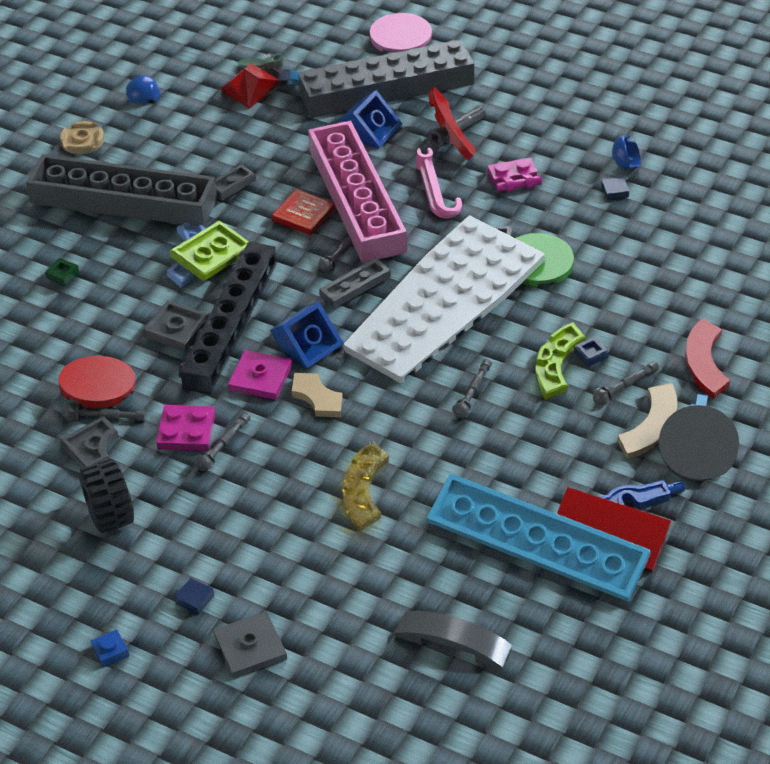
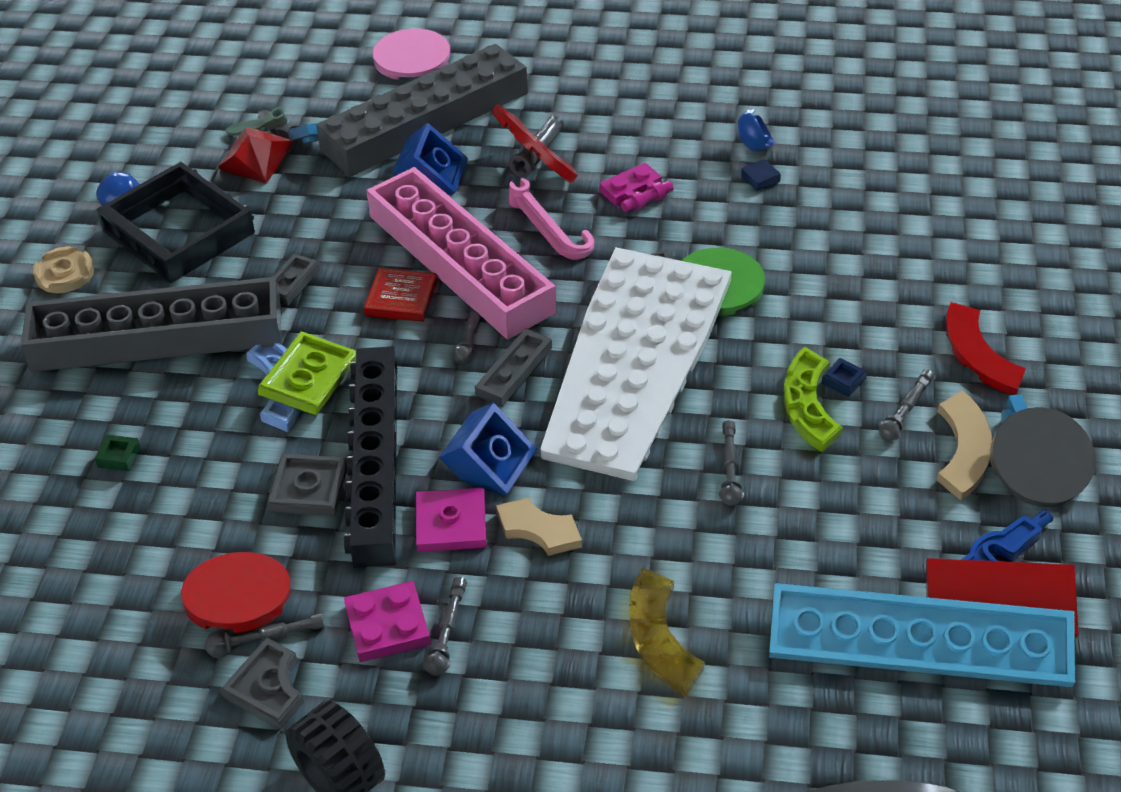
camera: 20 degrees left, 0 degrees up
(165, 97) = (118, 213): none -> black window

